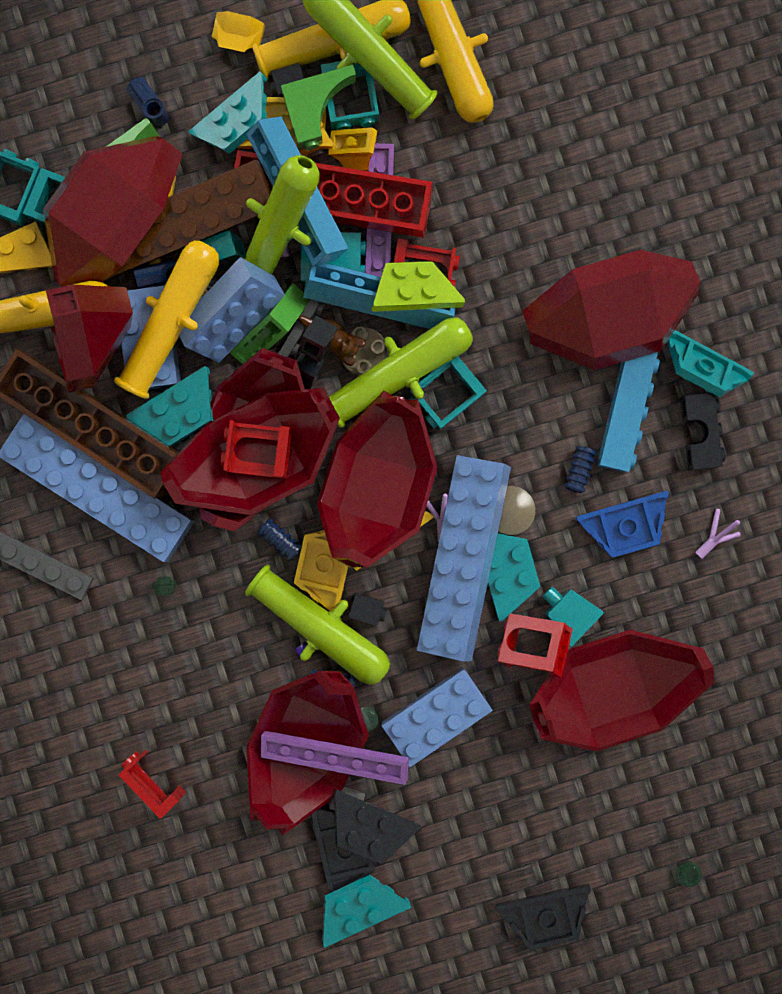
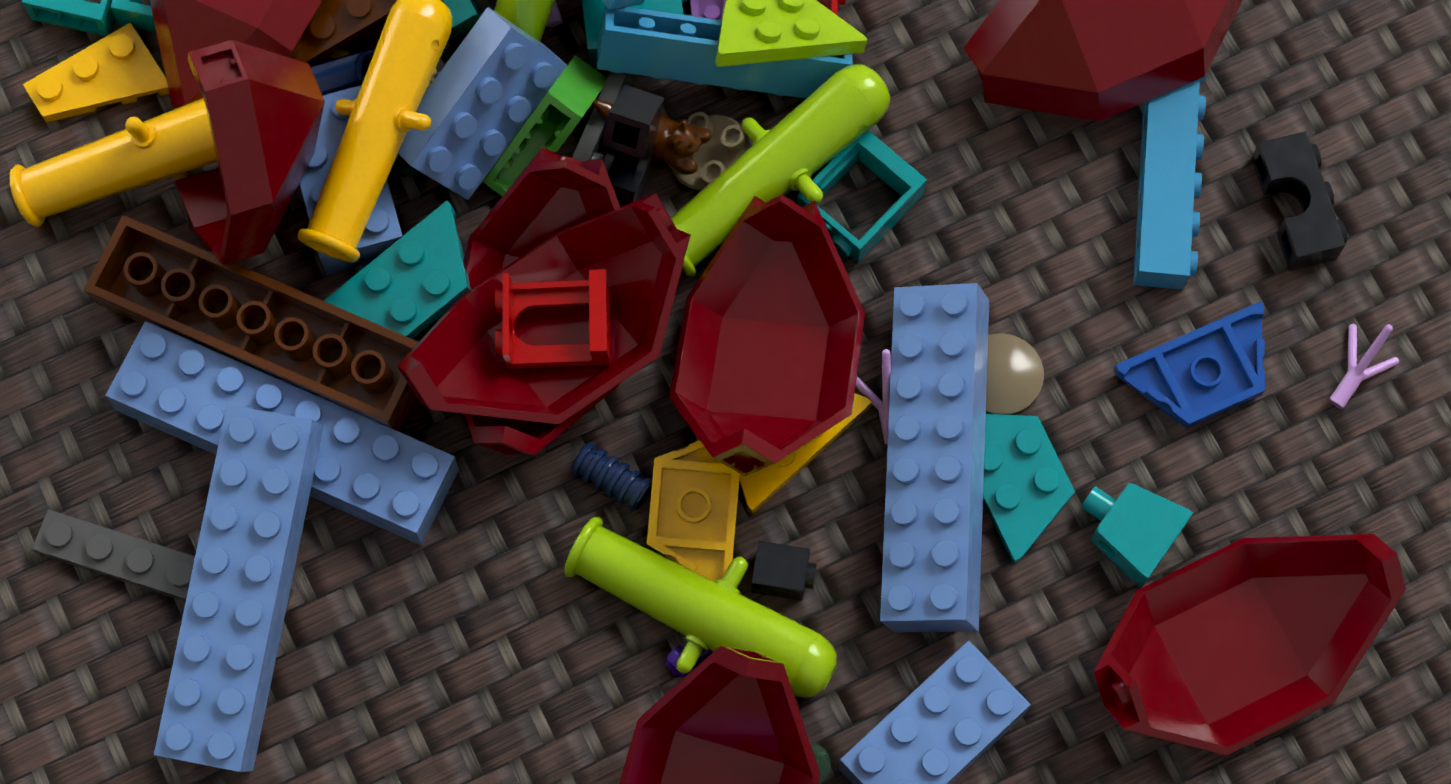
camera: 10 degrees left, 15 degrees down
(60, 580) = (239, 589): none -> medium blue brick
(164, 585) = (420, 582): clear green plate -> none
(557, 650) = (1125, 578): panel -> none
(580, 469) = (1106, 289): dark blue piece -> none
(705, 366) = (1283, 95): teal wing -> none

